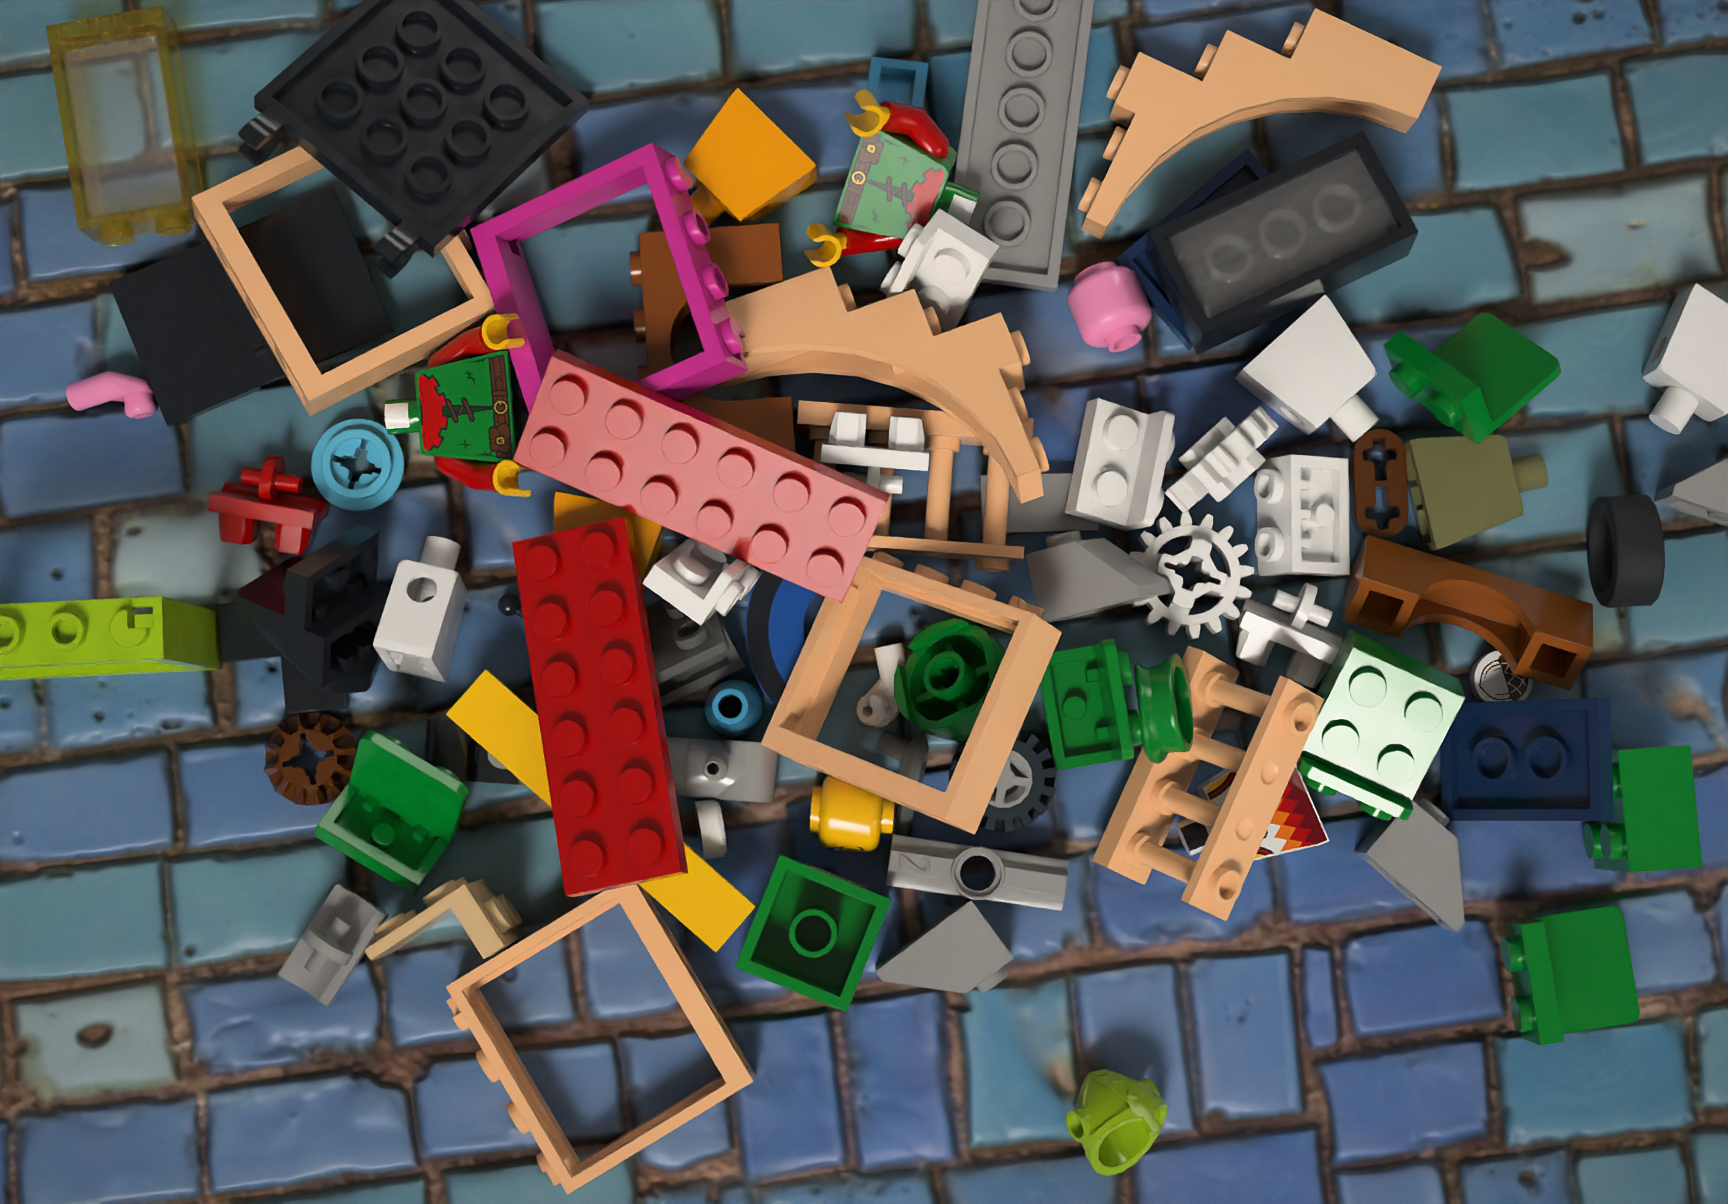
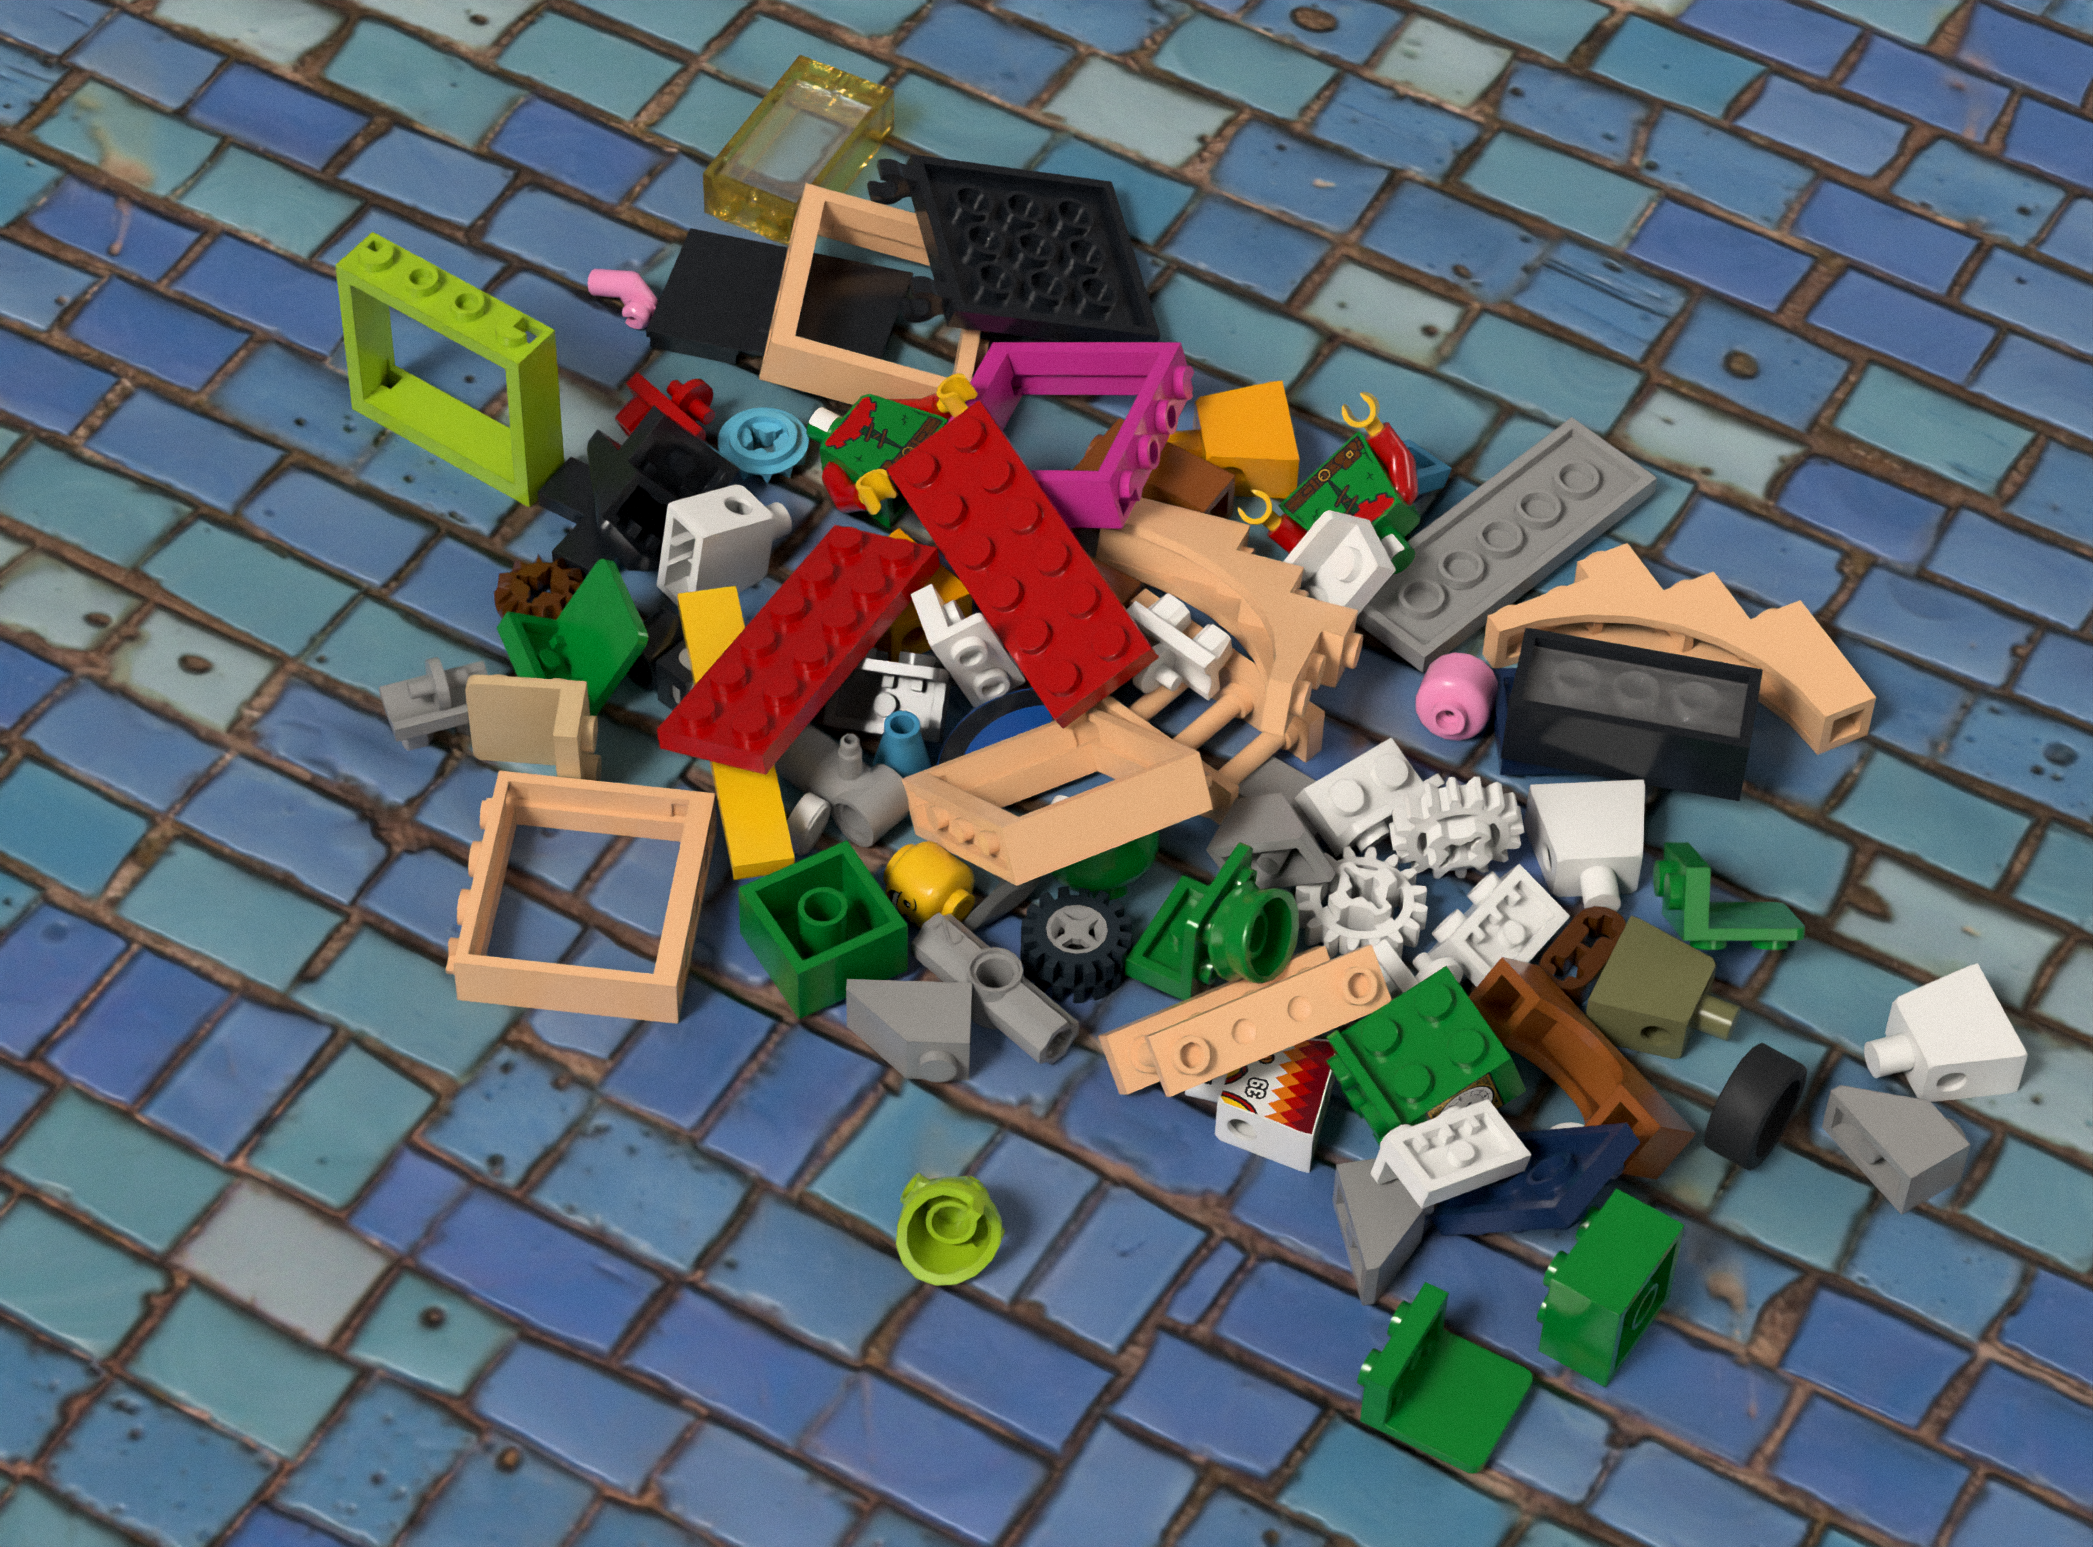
camera: 35 degrees right, 35 degrees down
(1463, 802) = (1451, 1153): none -> white bracket

